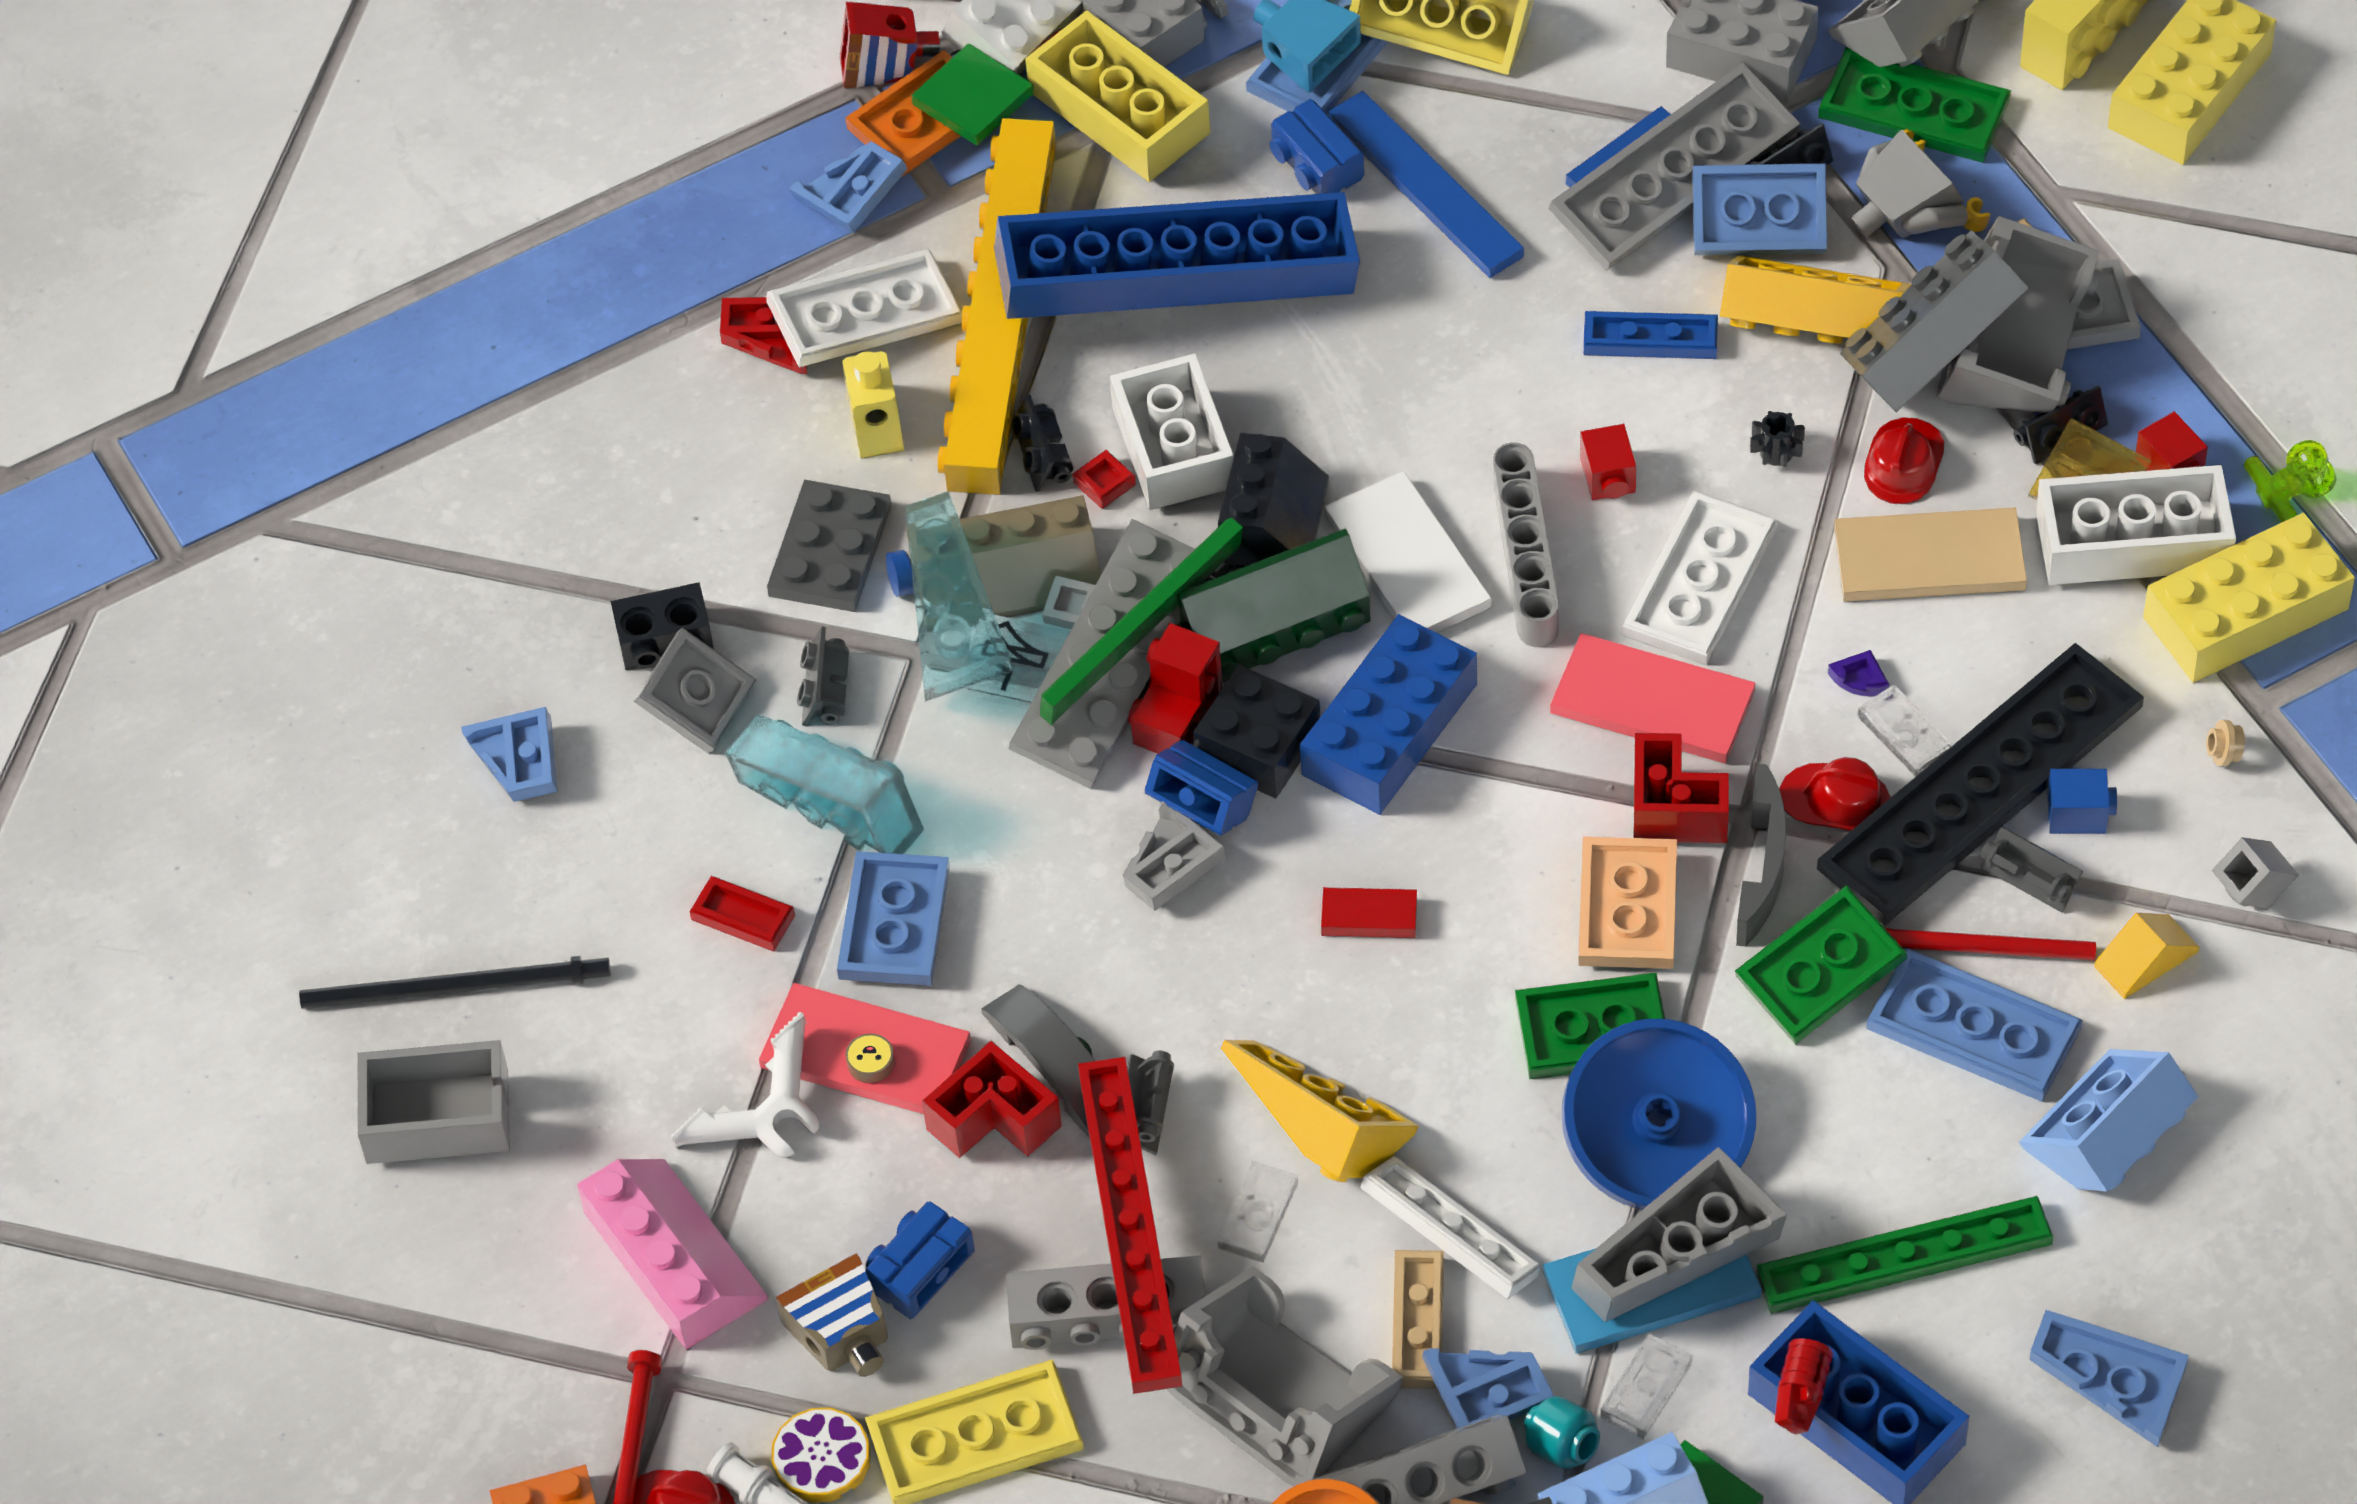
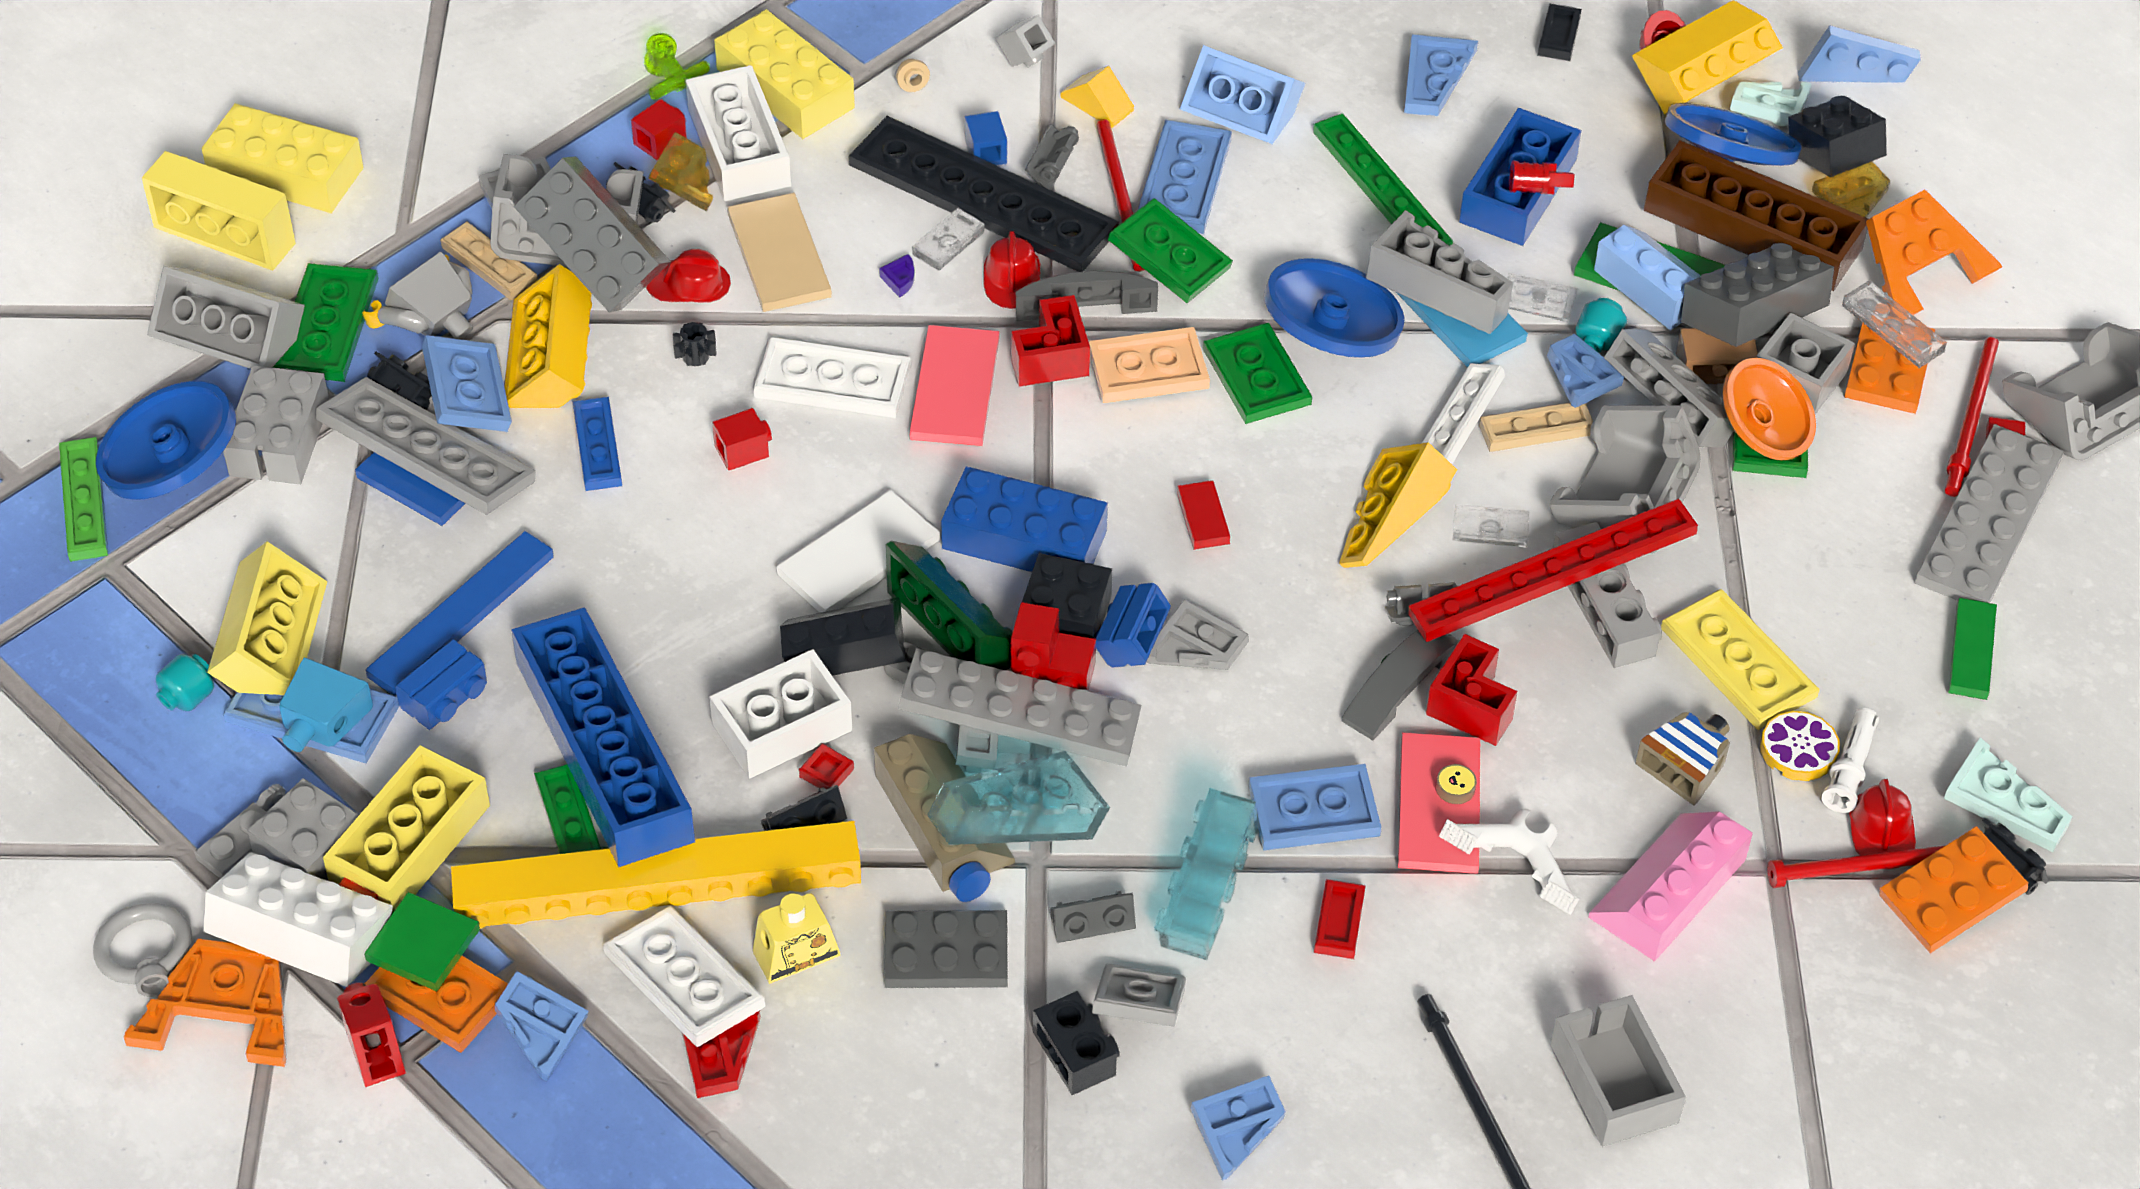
camera: 110 degrees left, 5 degrees down
(919, 1258) = (1616, 714): blue brick -> none
(1139, 621) = (1007, 666): green tile -> none
(1525, 544) = (834, 475): light grey beam -> none

